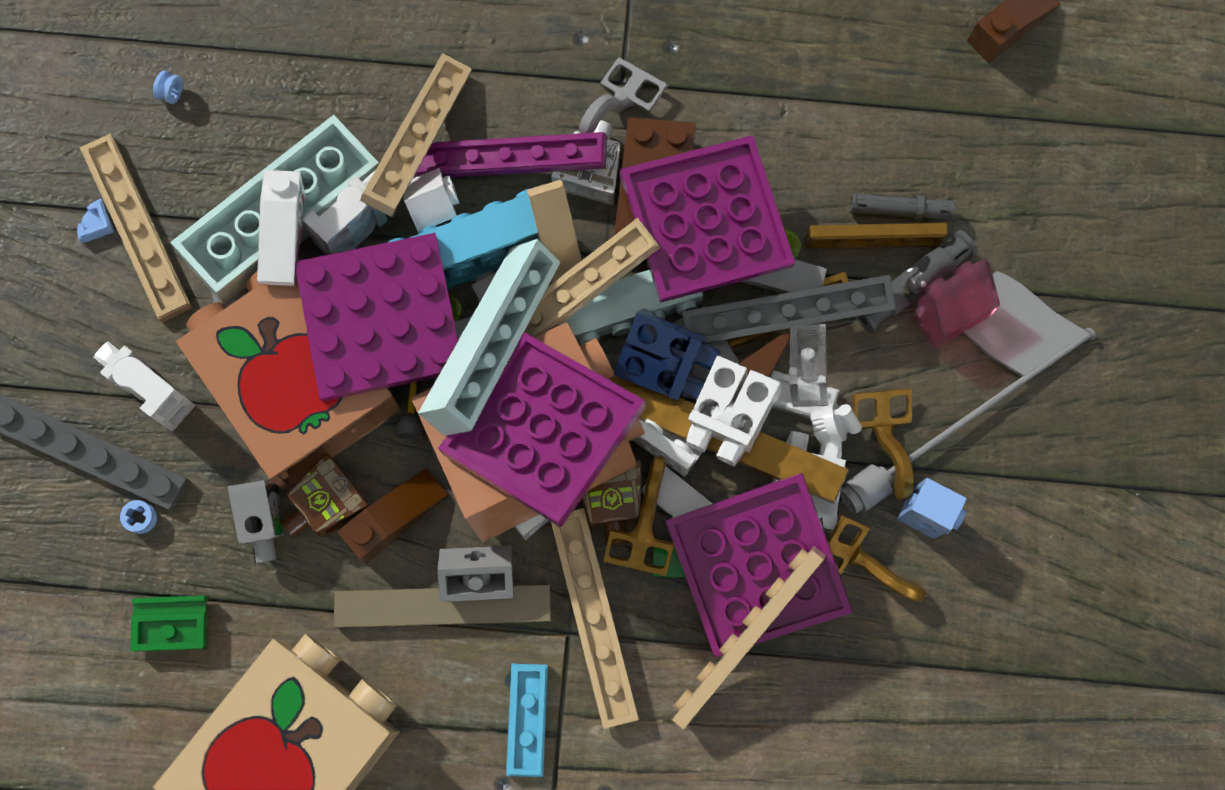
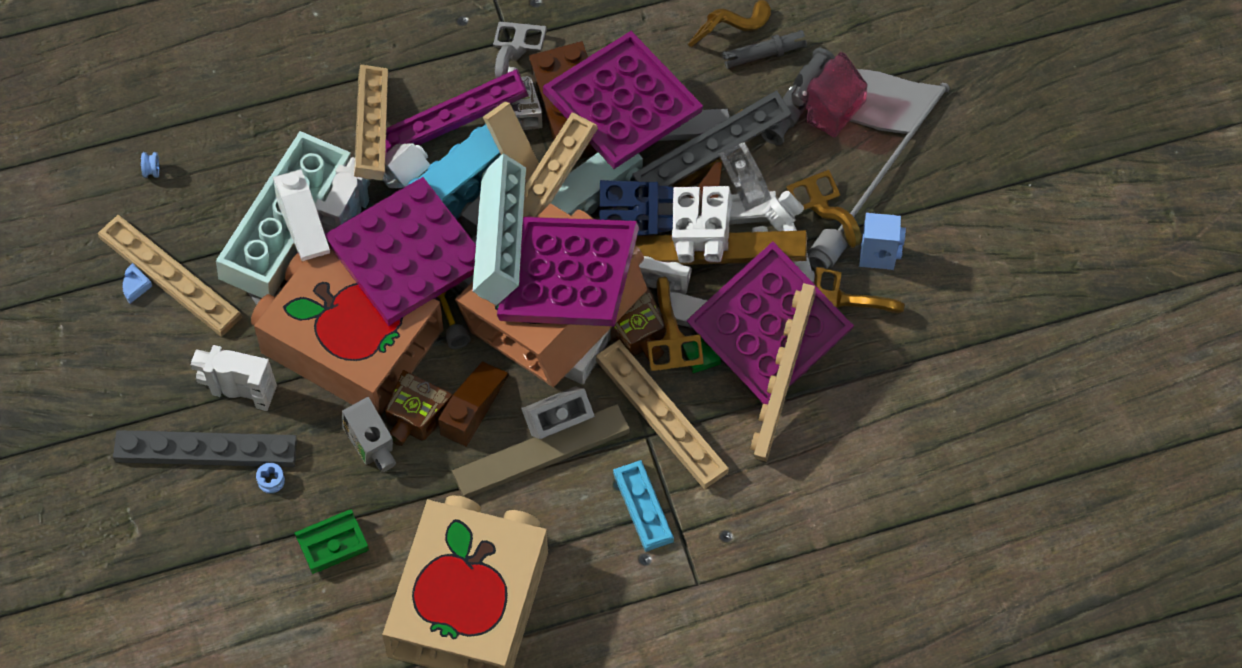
camera: 20 degrees left, 15 degrees down
(875, 235) = (753, 75): pearl gold tile -> none
(911, 165) = (759, 17): none -> pearl gold piece

